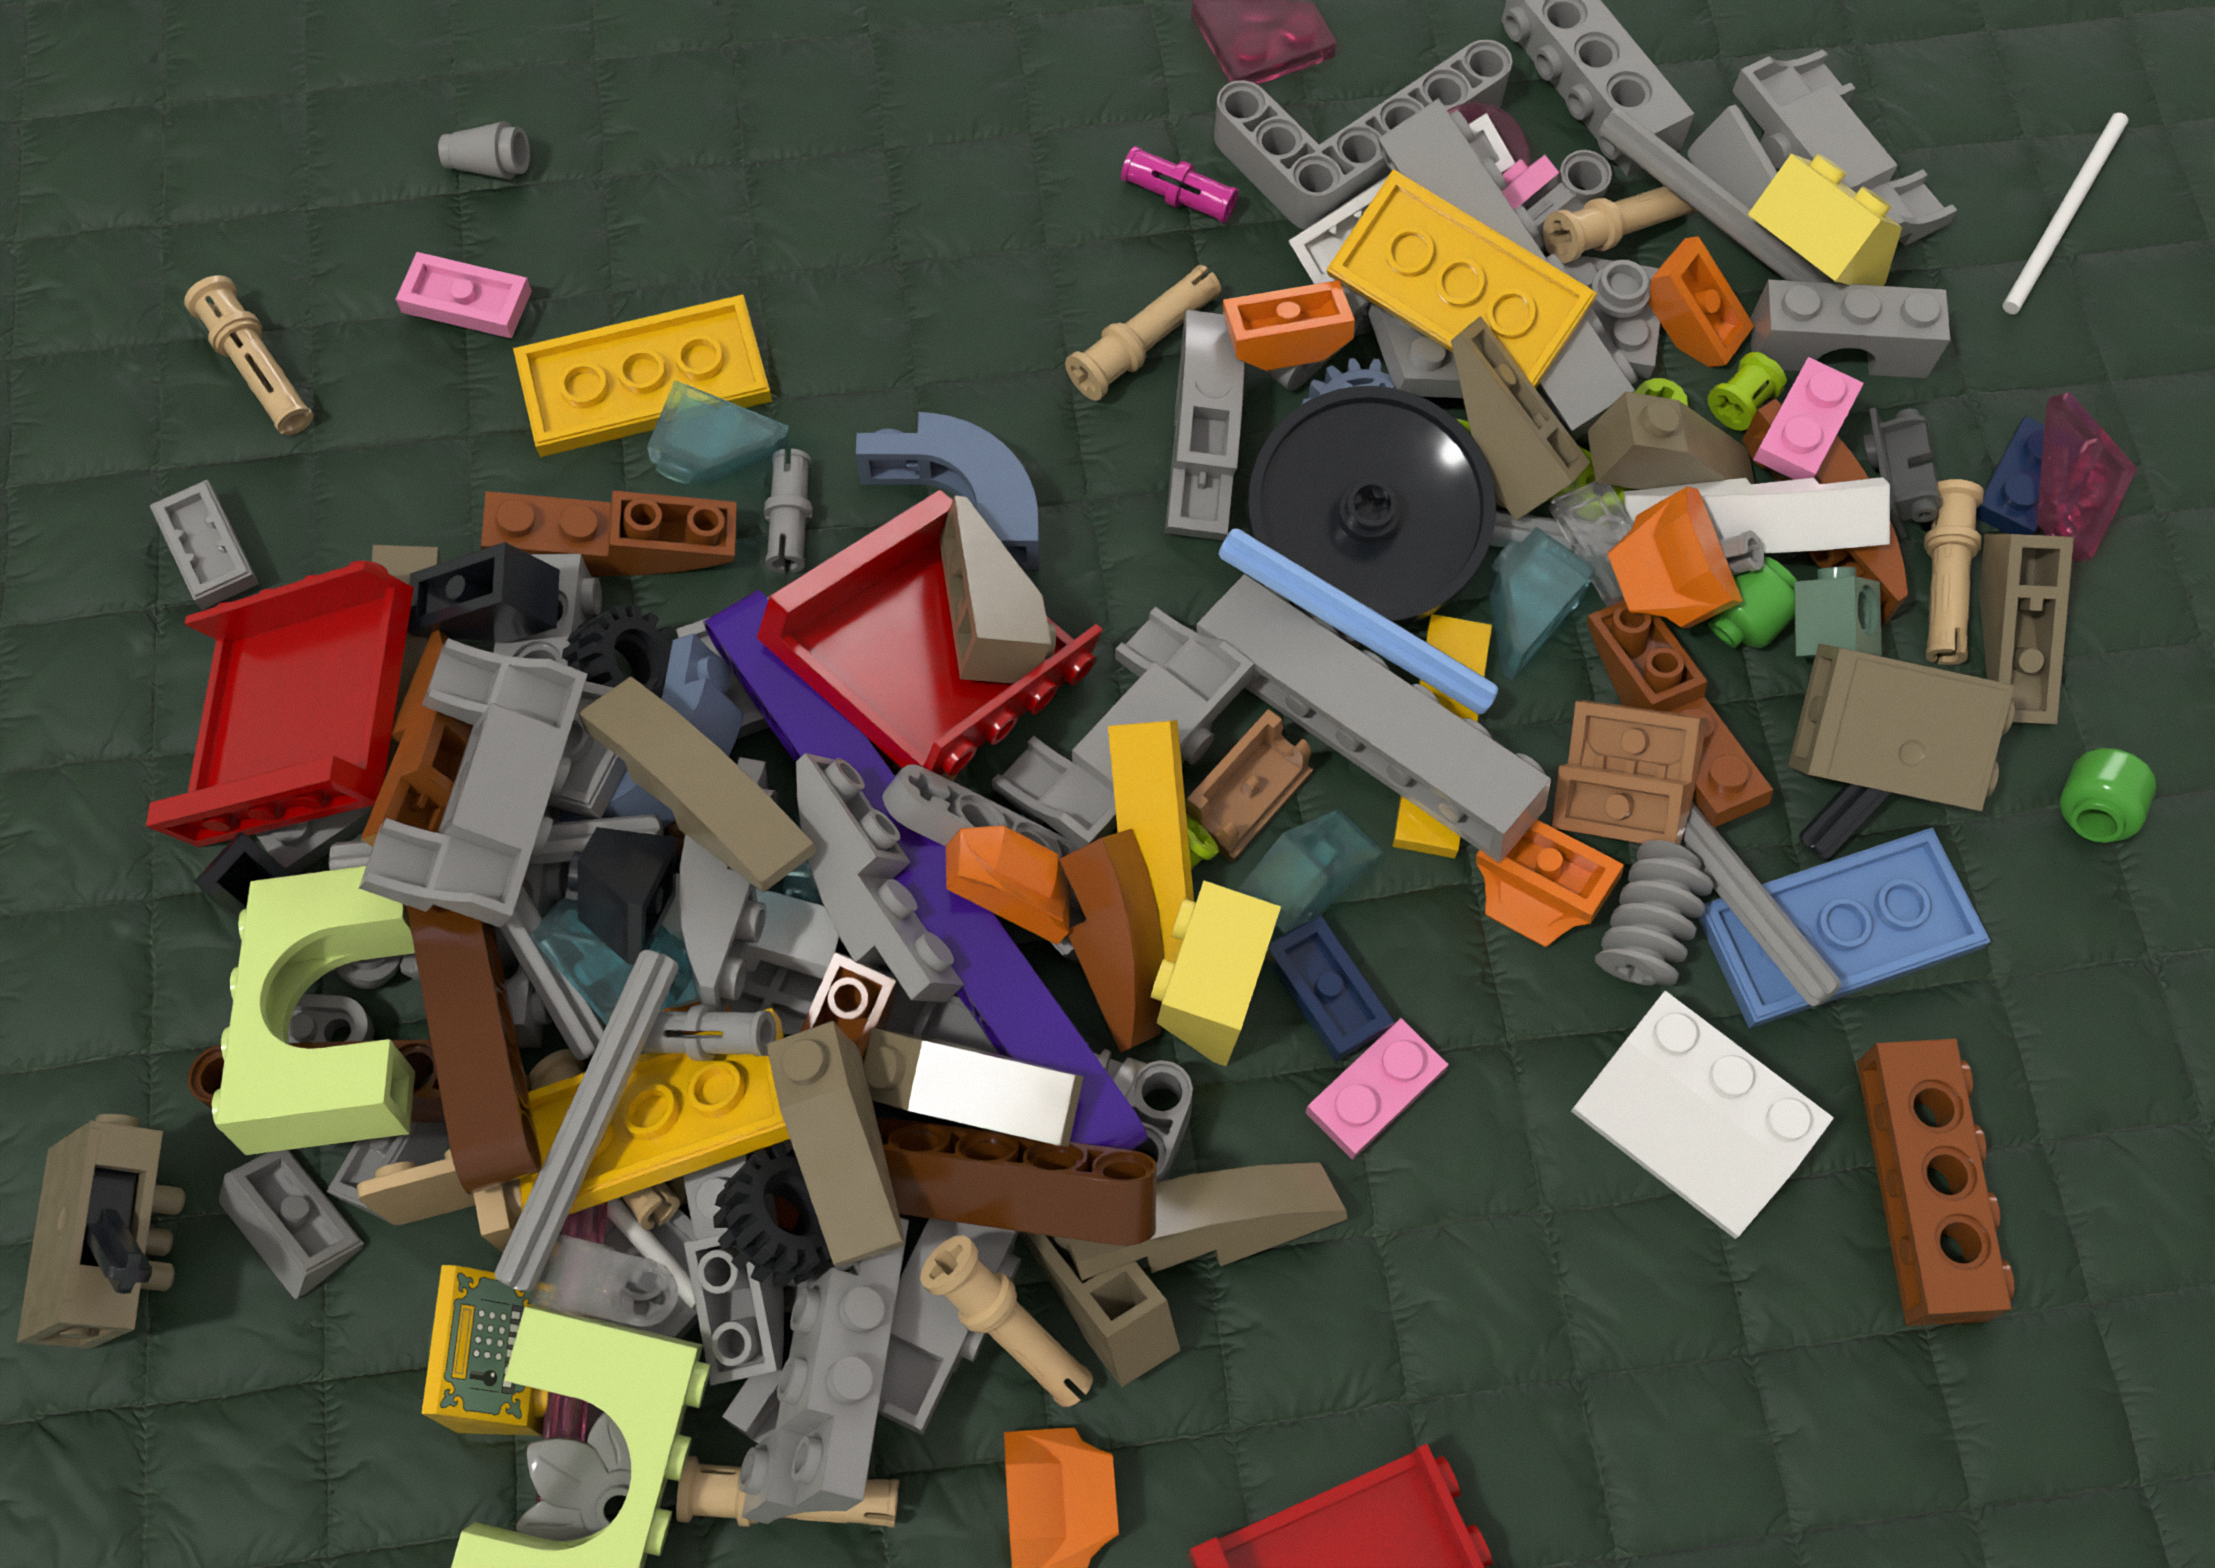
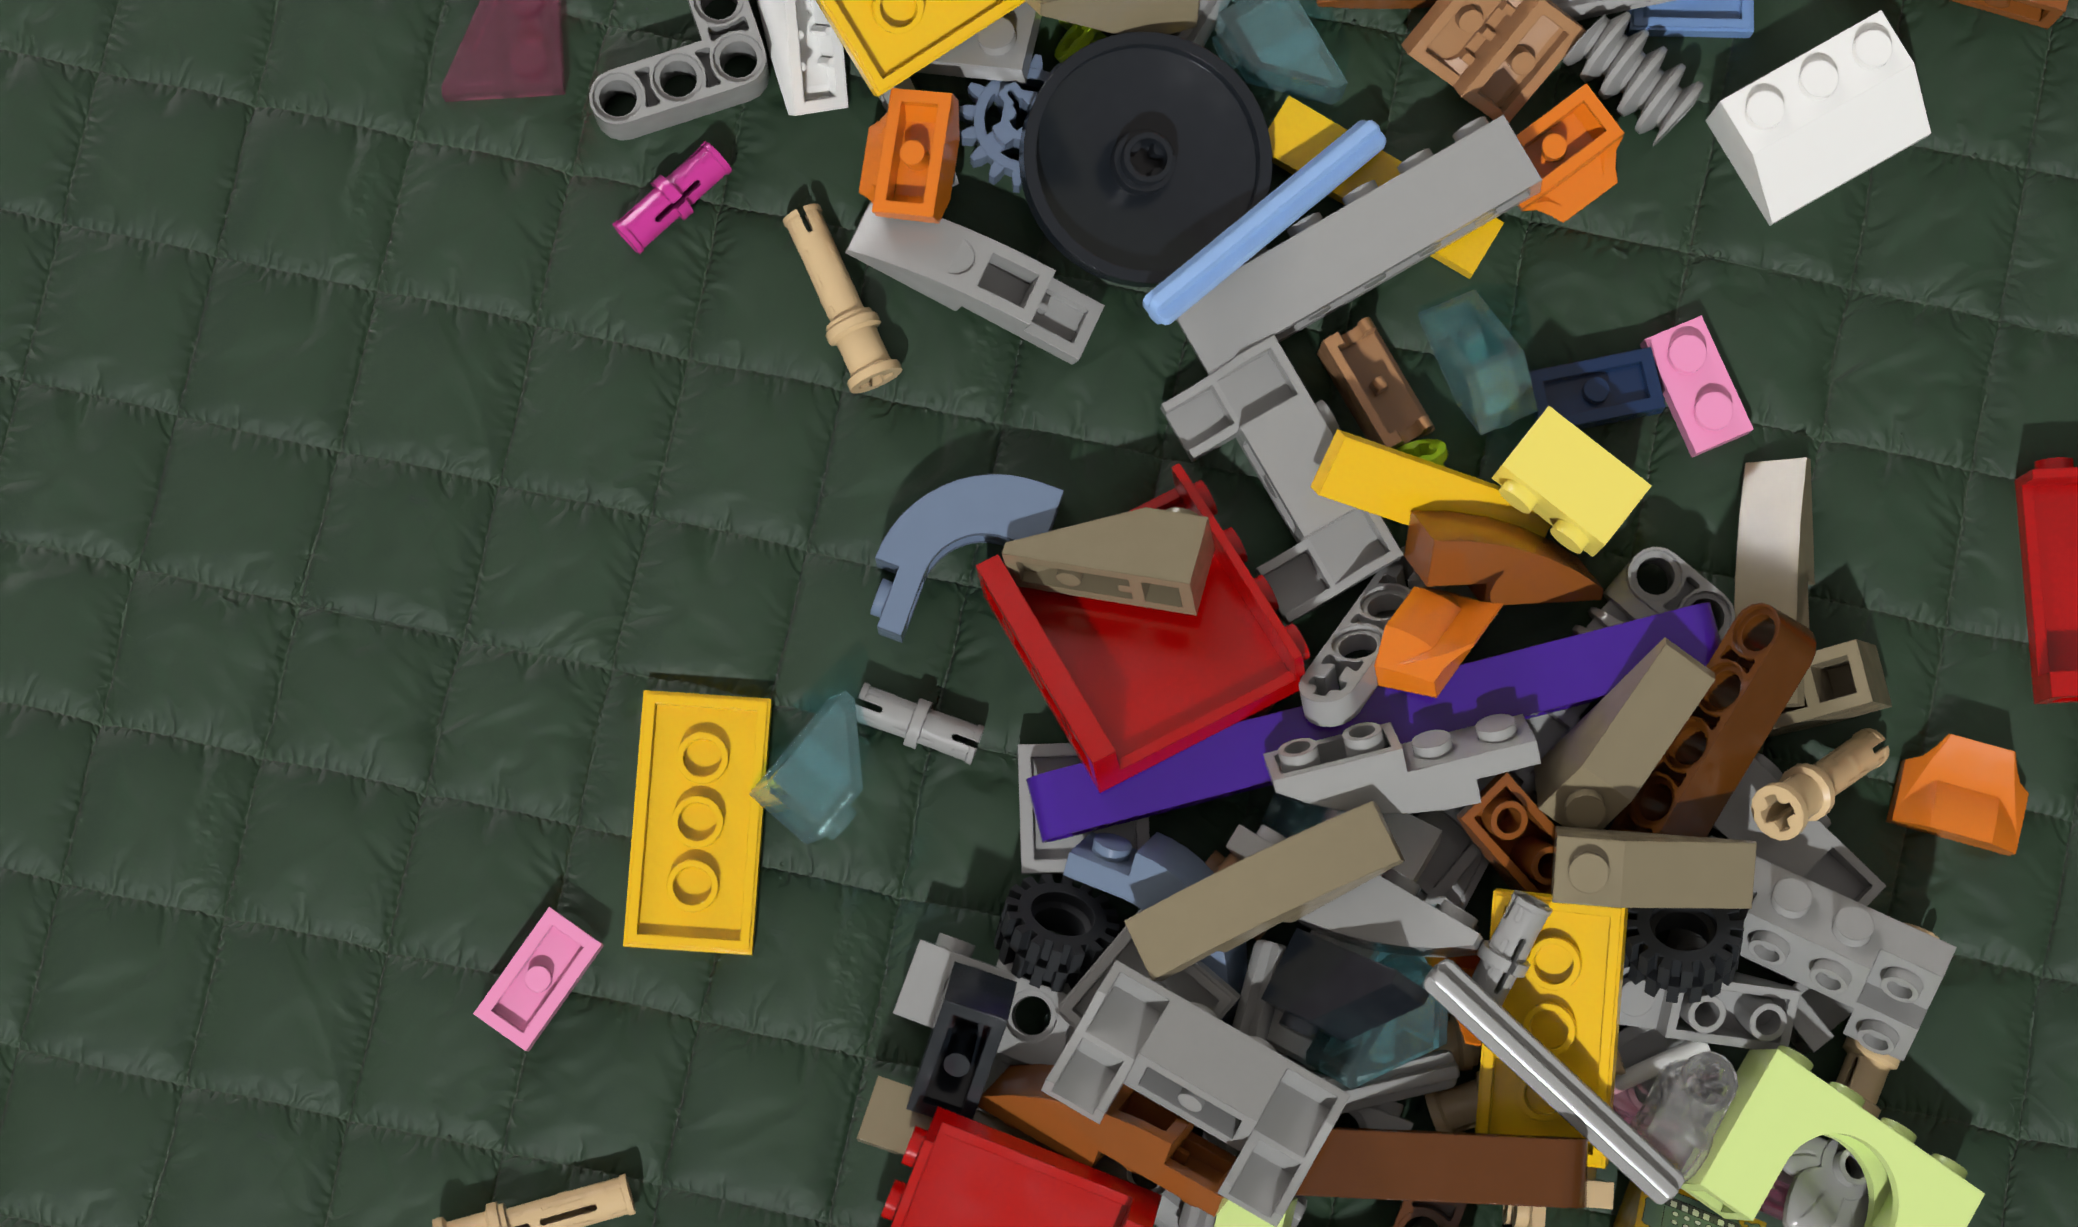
camera: 75 degrees left, 15 degrees up
(487, 150) = (358, 907): light grey cone -> none
(616, 537) = (887, 906): dark orange slope -> none

